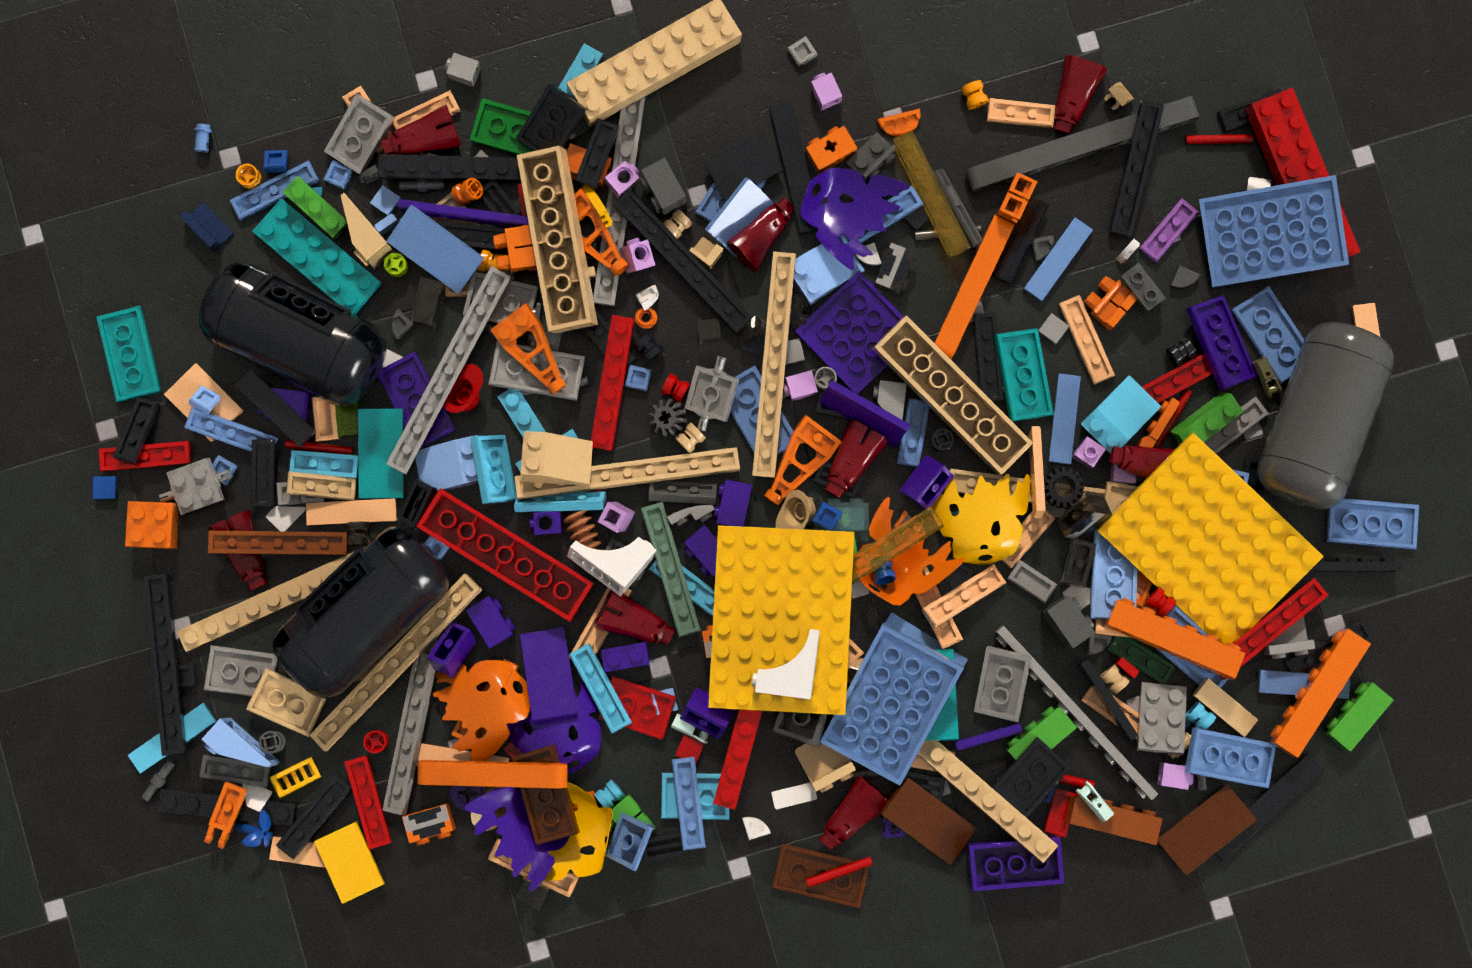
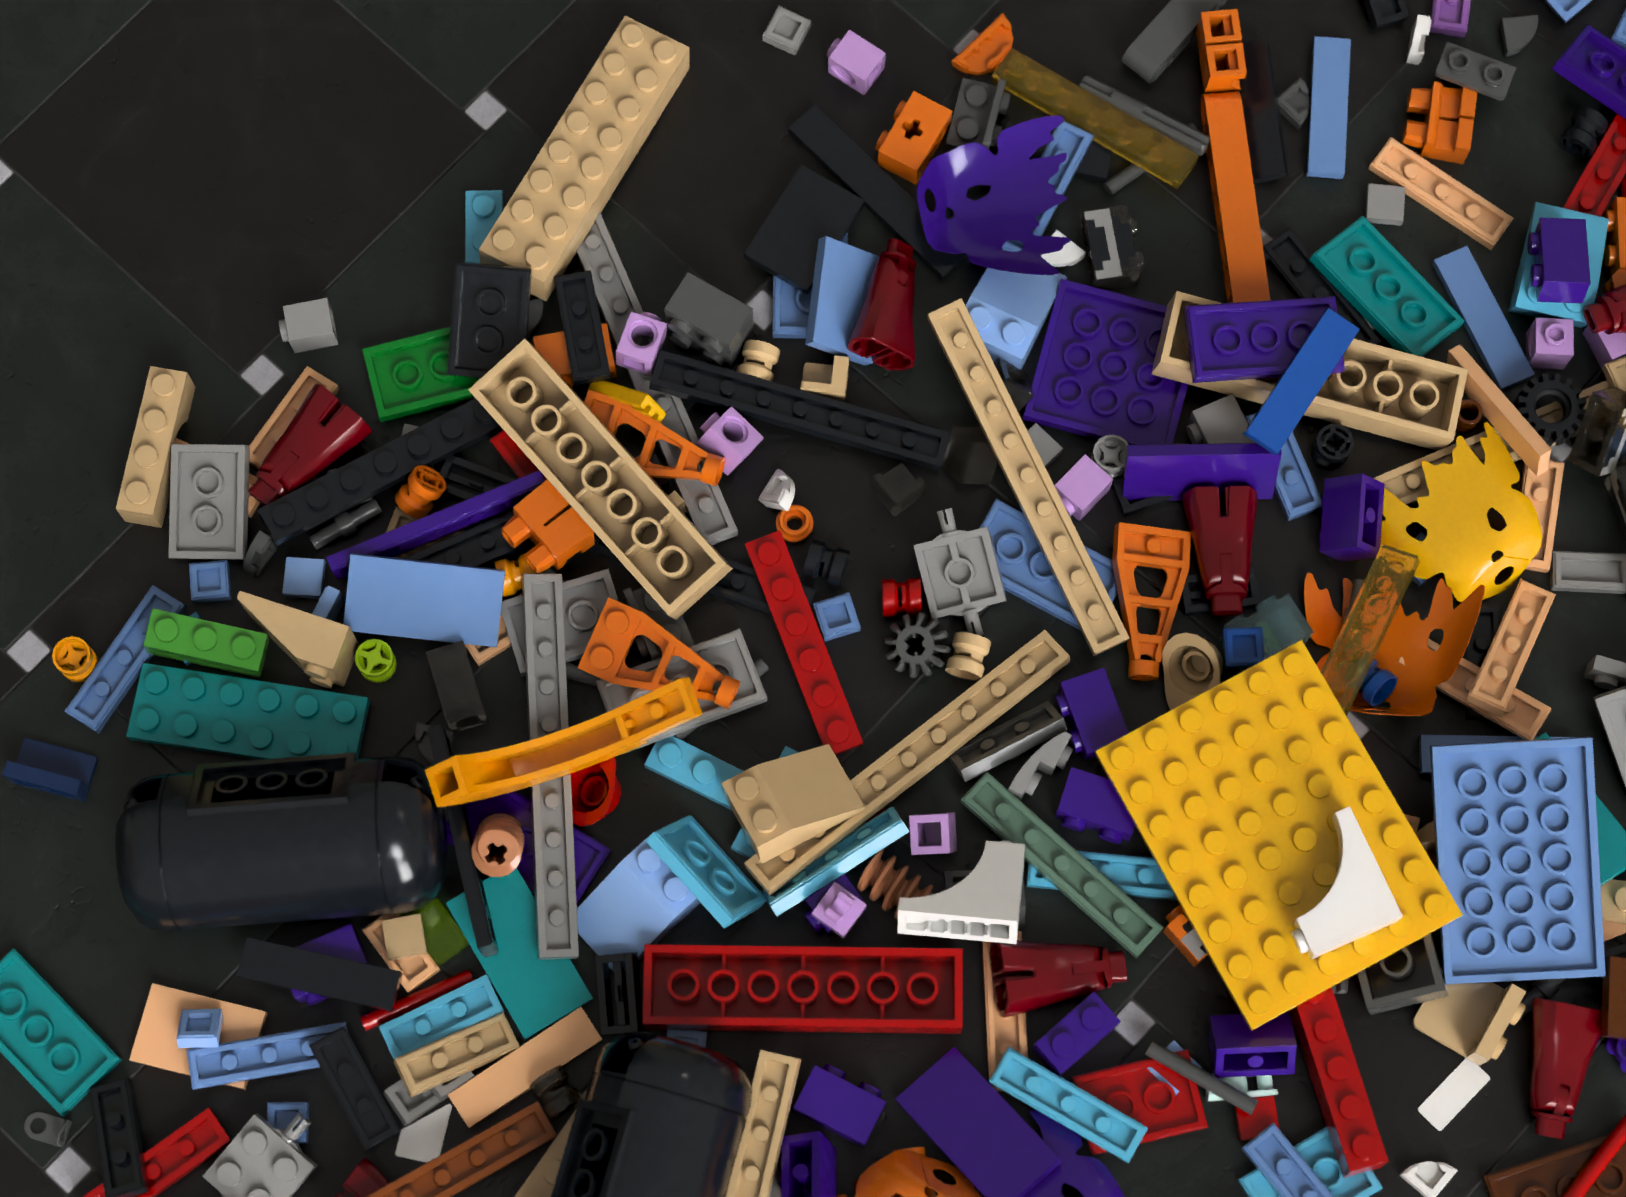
camera: 30 degrees left, 10 degrees down
(110, 407) = (55, 1131): none -> dark grey piece
(275, 161) = (103, 614): blue tile -> none
(329, 413) = (404, 937): none -> tan tile
(362, 73) = (146, 476): none -> tan arch
(382, 384) = (463, 843): none -> black tile
(398, 396) = (496, 860): none -> nougat piece
(453, 368) = (563, 752): none -> light orange arch
(545, 527) = (839, 910): none -> lavender tile
(675, 719) = (1201, 1077): none -> dark grey bar
(935, 366) = (1250, 337): none -> dark purple tile
(939, 400) = (1301, 381): none -> blue tile
(1025, 461) = (1474, 411): none -> reddish brown hinge
(1116, 415) = (1560, 260): none -> dark purple brick

